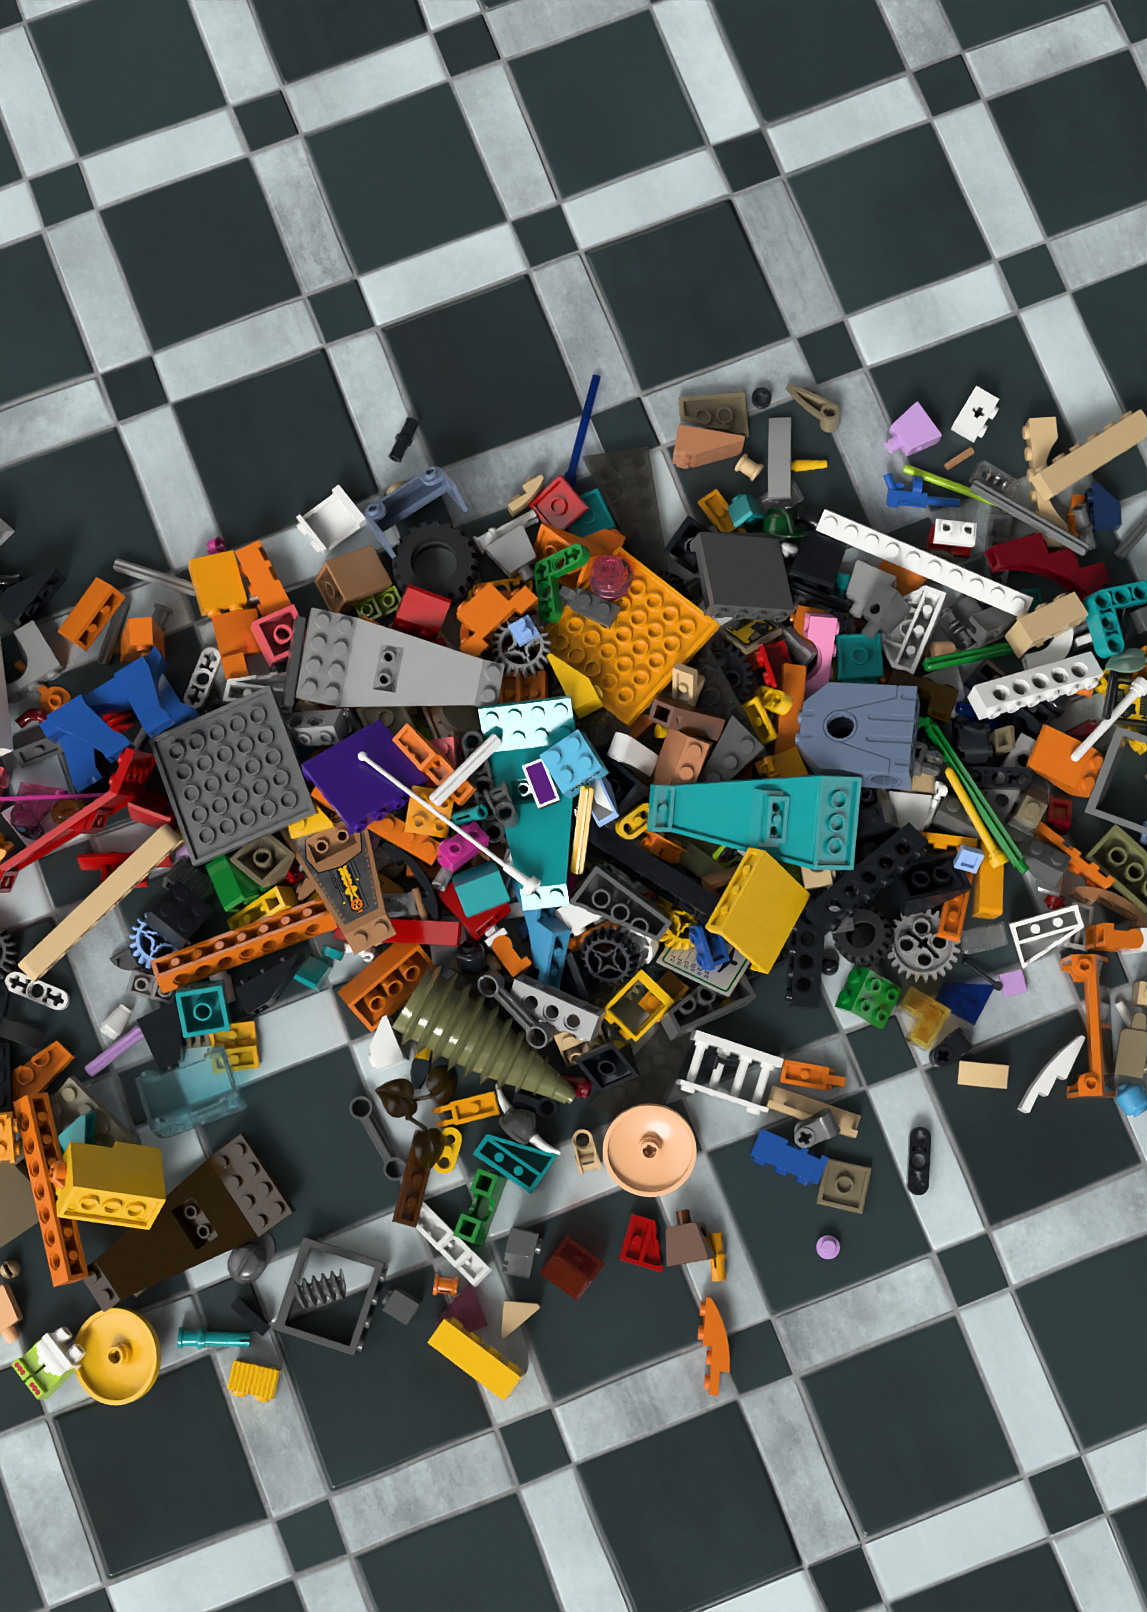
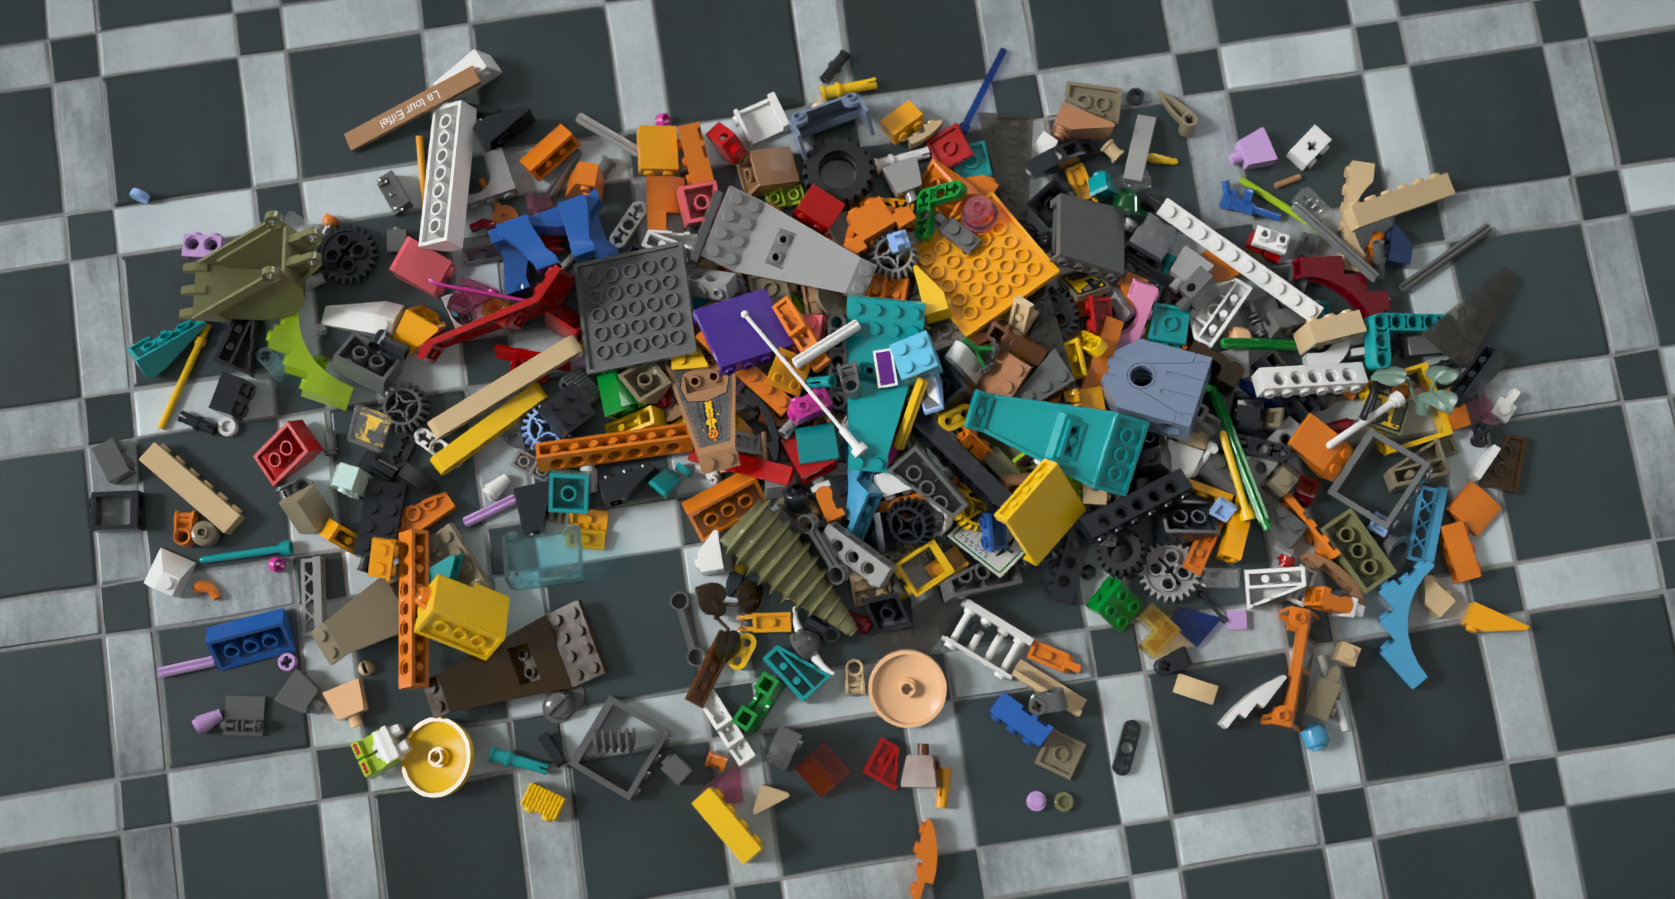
camera: 10 degrees right, 0 degrees up
(91, 677) = (538, 203): none -> clear pink panel
(92, 955) = (488, 429): none -> yellow beam
(302, 562) = (730, 148): none -> red torso
(415, 466) = (839, 89): none -> yellow pin
(496, 488) = (902, 122): none -> light orange brick
(653, 740) = (984, 354): none -> plant
(669, 477) = (1044, 143): none -> white slope
(689, 489) = (1060, 156): none -> black slope
(859, 1240) = (1063, 801): none -> olive tile

